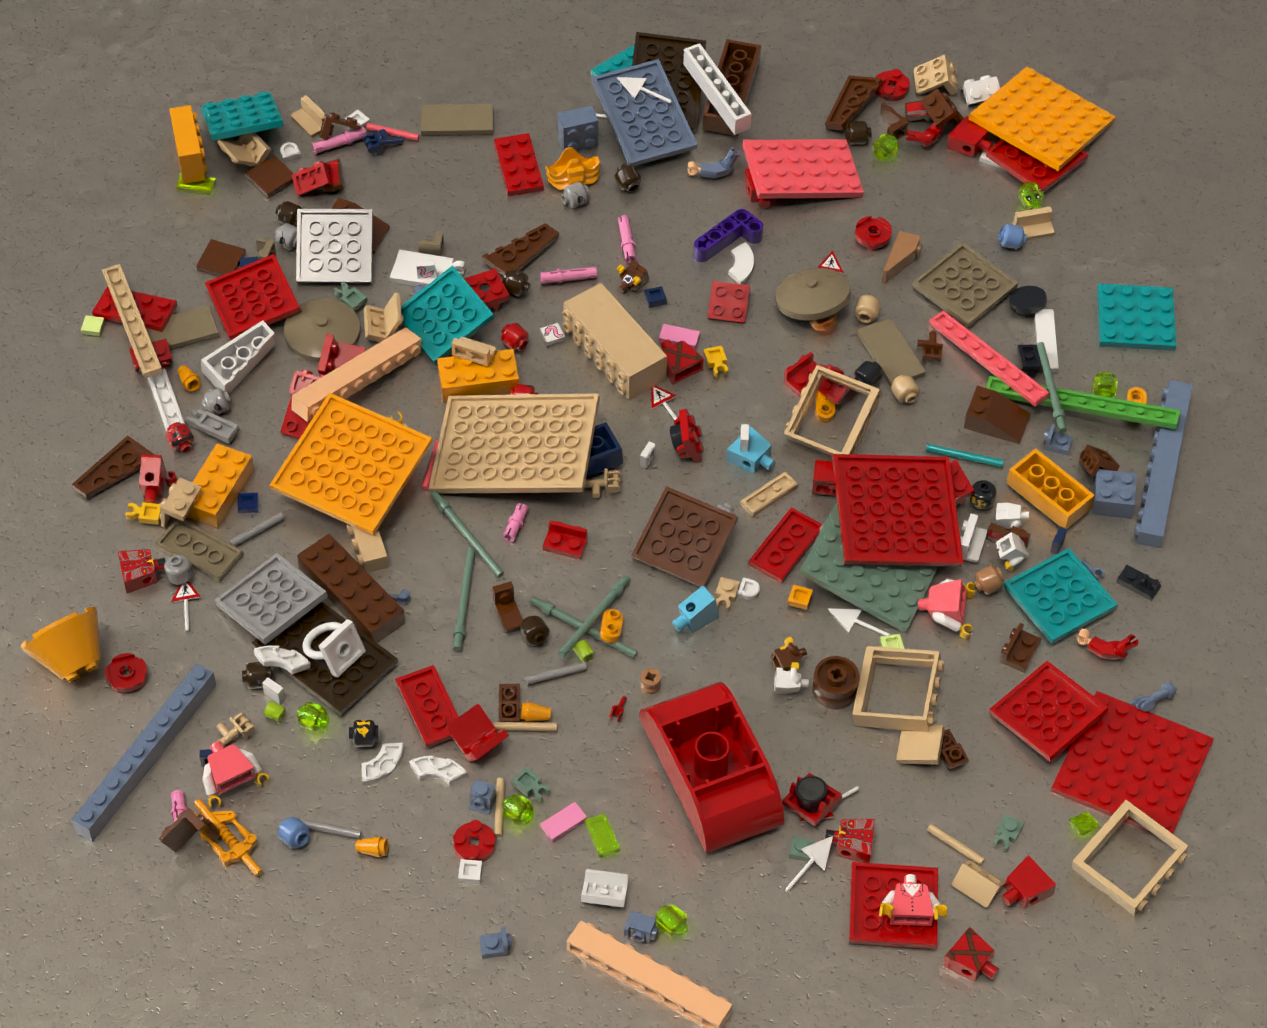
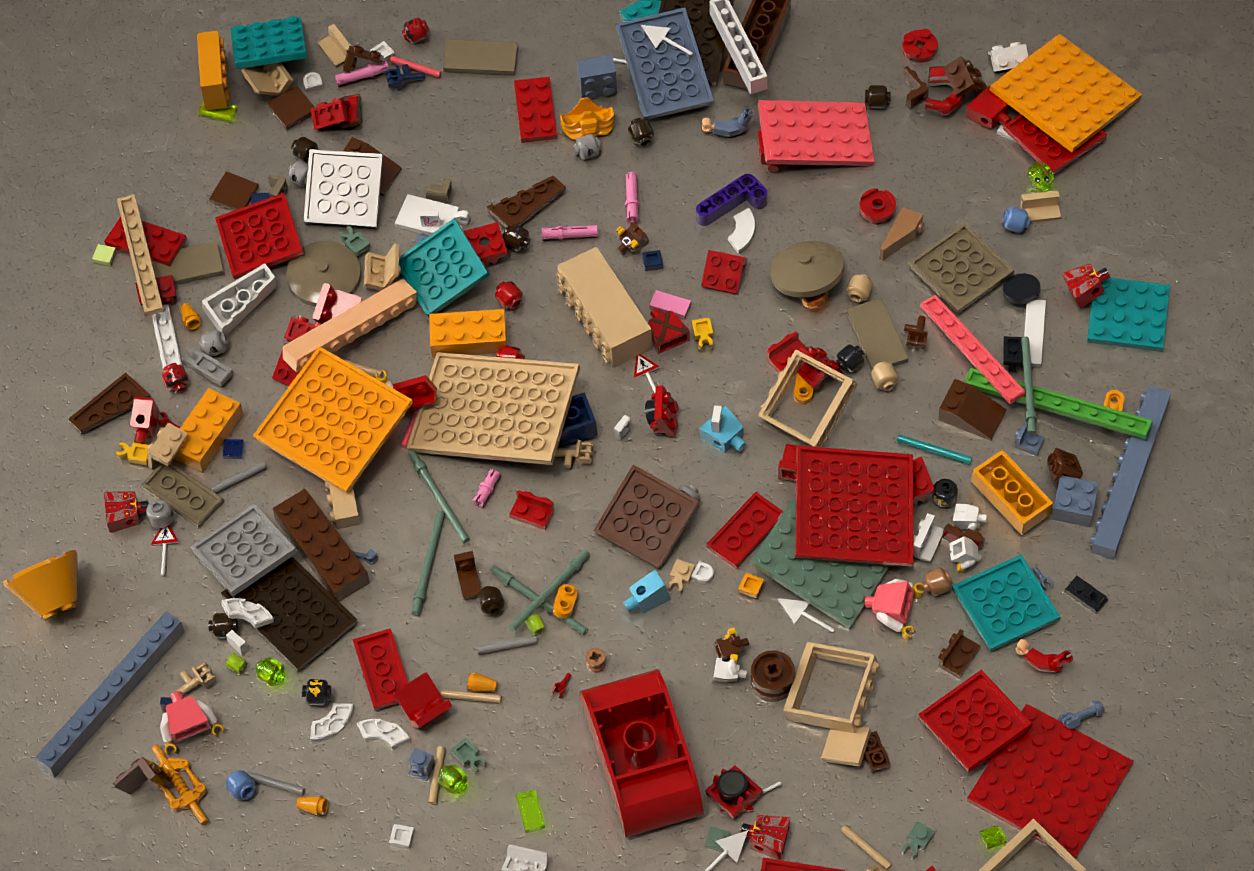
camera: 10 degrees right, 5 degrees up
(127, 683) = (108, 621): red plate -> none
(178, 803) = (136, 748): bright pink pin -> none
(338, 649) = (301, 607): white tile -> none
(389, 98) = (415, 30): none -> red head
(437, 428) = (418, 389): none -> red bracket
(472, 350) = (463, 309): tan panel -> none
(474, 830) = (412, 797): red plate -> none
(509, 702) = (458, 671): reddish brown slope -> none
(552, 334) = (546, 293): white tile -> none
(563, 822) = (495, 794): bright pink tile -> none
(768, 494) = (736, 476): tan tile -> none
(831, 262) = (831, 236): piece -> none
(851, 100) = (876, 60): reddish brown wing -> none
(885, 147) = (903, 114): clear neon green head -> none
(892, 641) = (835, 638): yellowish green tile -> none
(935, 74) = (965, 37): tan bracket -> none
(1058, 540) = (1012, 546): dark blue tile -> none
(1090, 290) = (1085, 283): none -> red torso
(1104, 384) = (1083, 385): clear neon green head -> none

